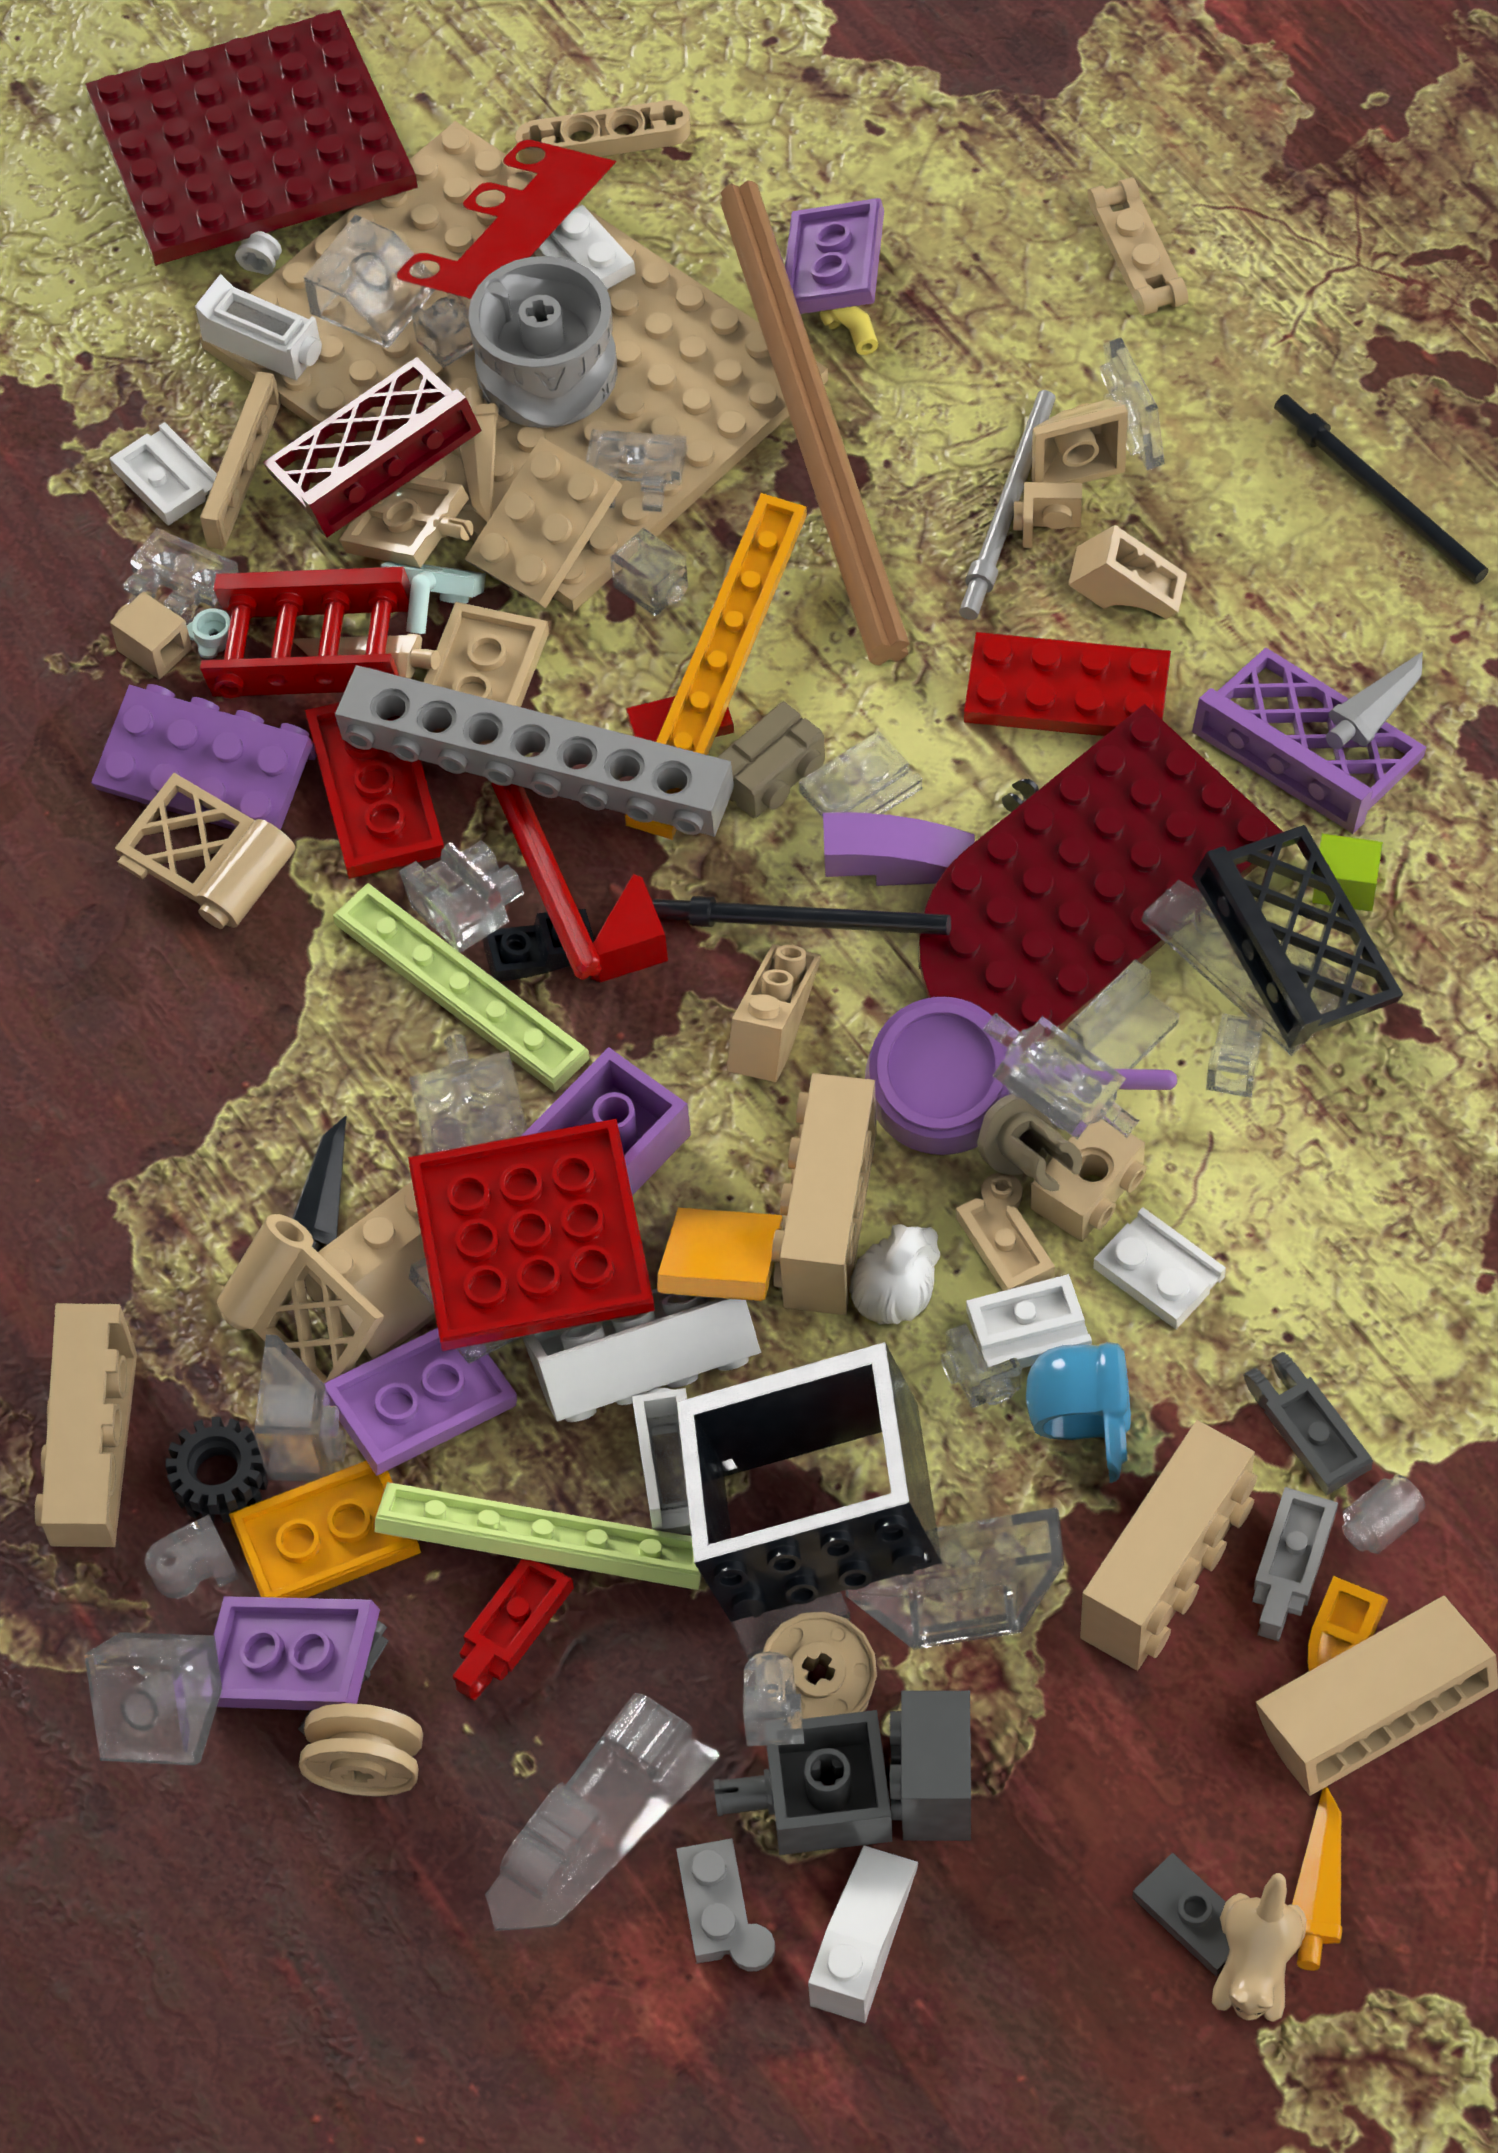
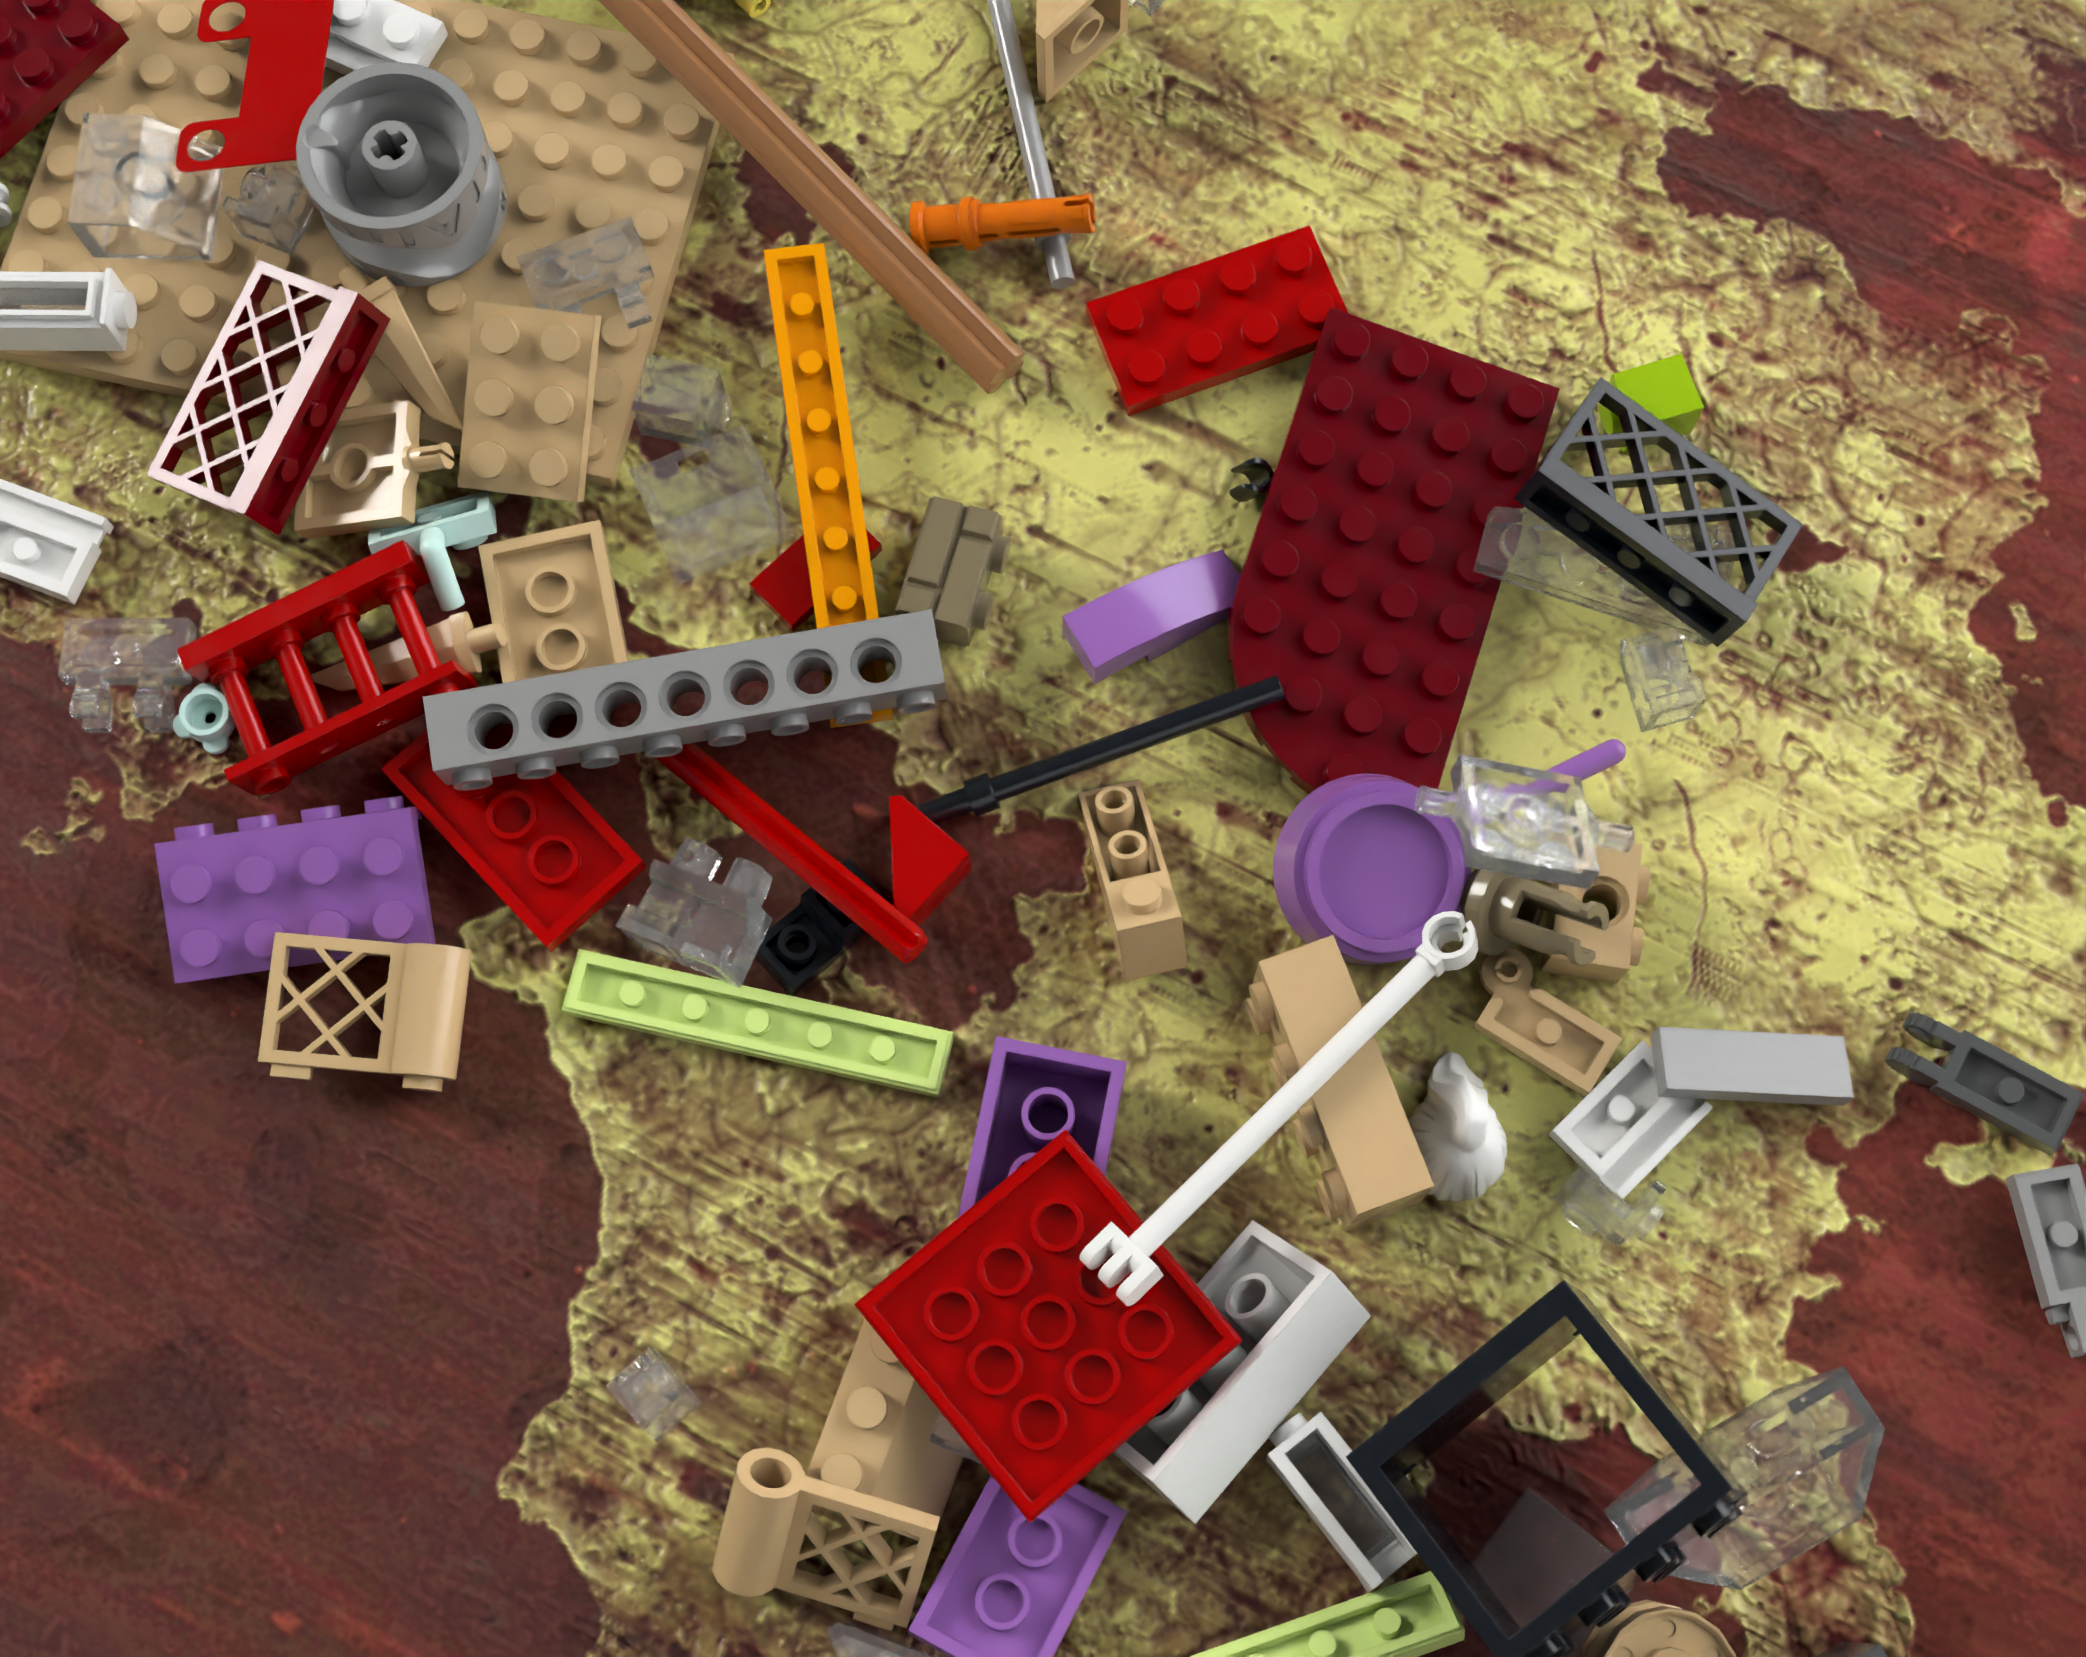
camera: 30 degrees left, 15 degrees up
(150, 635) = (137, 758): tan brick -> none
(240, 460) = (116, 483): tan tile -> none
(247, 1172) = (654, 1393): none -> clear leg
(321, 1193) = (757, 1390): black bar -> none
(468, 1100) = (861, 1176): clear plate -> none
(599, 1208) = (1133, 1252): none -> white hinge
(628, 651) = (715, 509): none -> clear piece
(719, 1254) = (1271, 1231): light orange tile -> none
(862, 780) = (1067, 550): clear plate -> none
(926, 546) = (975, 222): none -> orange pin
(1047, 506) = (1079, 110): tan bracket -> none
(1081, 1396) = (1749, 1179): dark azure piece -> none
(1124, 571) = (1212, 155): tan arch -> none
(1124, 1020) = (1519, 703): clear panel -> none
(1137, 1327) = (1751, 1066): none -> tile
(1159, 1268) = (1721, 975): white plate -> none
(1168, 1546) = (1952, 1322): tan brick -> none
(1286, 758) = (1508, 296): medium lavender fence -> none
(1368, 710) = (1562, 193): light grey bar -> none

